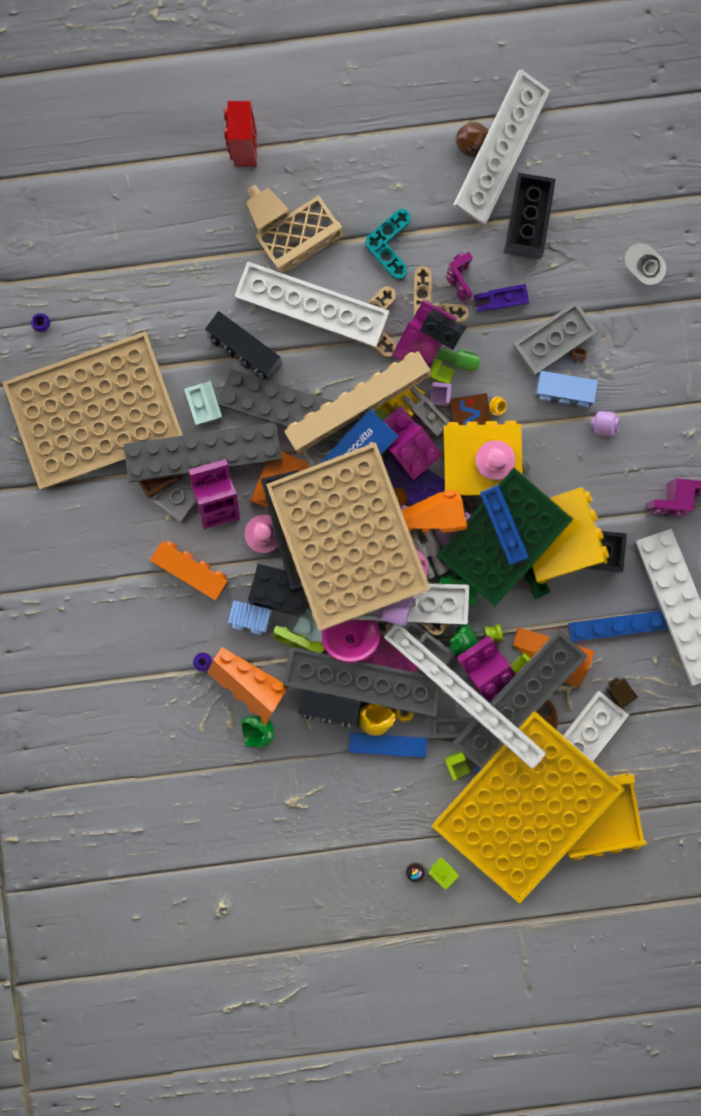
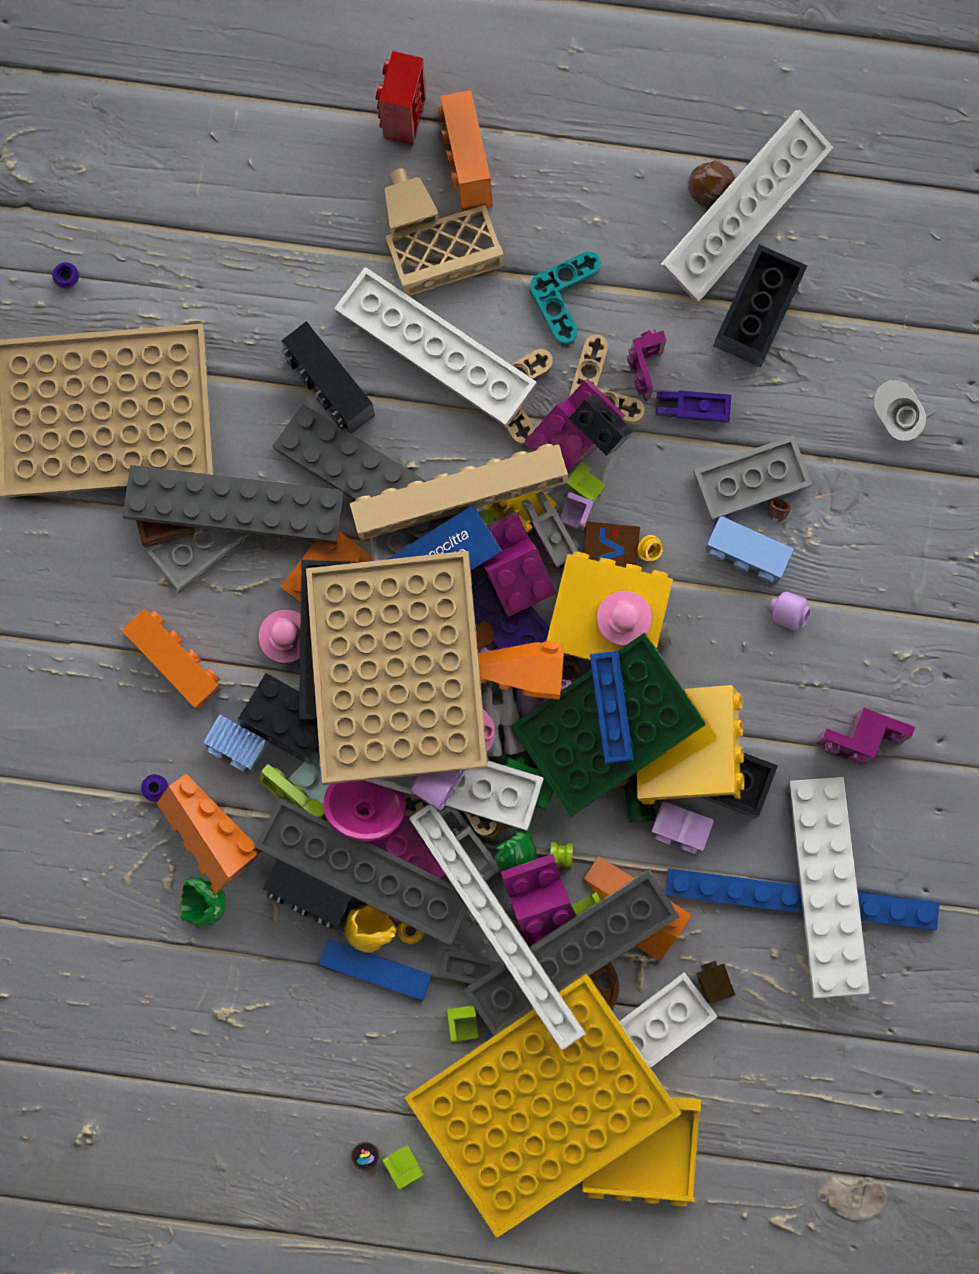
camera: 10 degrees right, 5 degrees down
(203, 403) = (252, 439): light aqua plate -> none
(214, 494) = (233, 564): magenta bracket -> none
(295, 159) = (466, 150): none -> orange wedge
(462, 359) = (617, 472): bright green arm -> none
(570, 592) = (682, 827): none -> lavender brick

